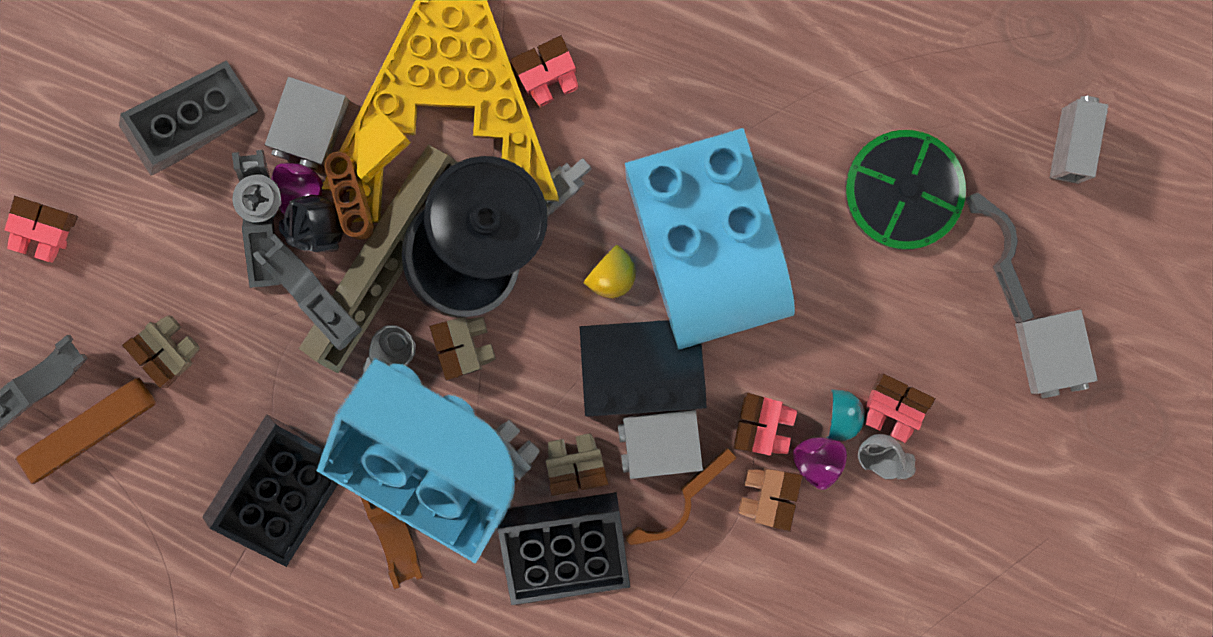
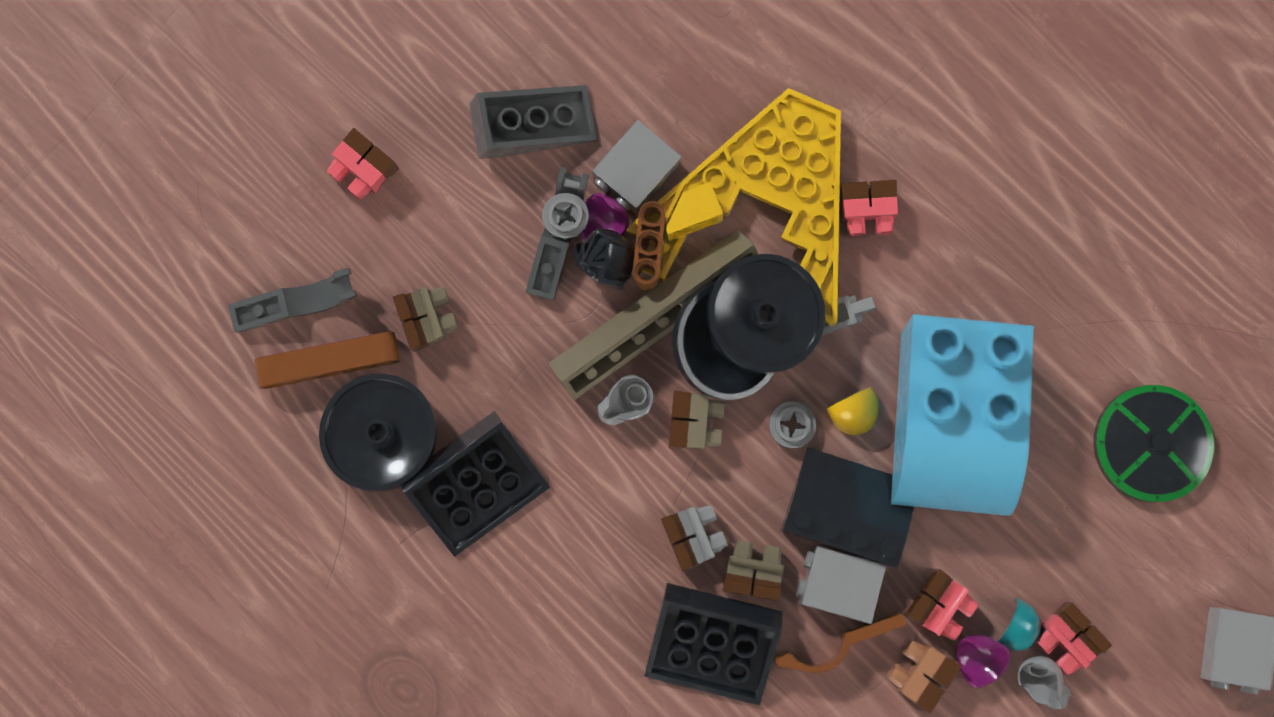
camera: 25 degrees right, 5 degrees down
(163, 480) = (378, 432): none -> black dish
(309, 294) = (579, 318): dark grey piece -> none
(396, 543) = (563, 549): dark orange piece -> none
(420, 458) = (623, 508): medium azure brick -> none
(564, 299) = (803, 417): none -> light grey gear
(1004, 268) = (1219, 553): dark grey piece -> none

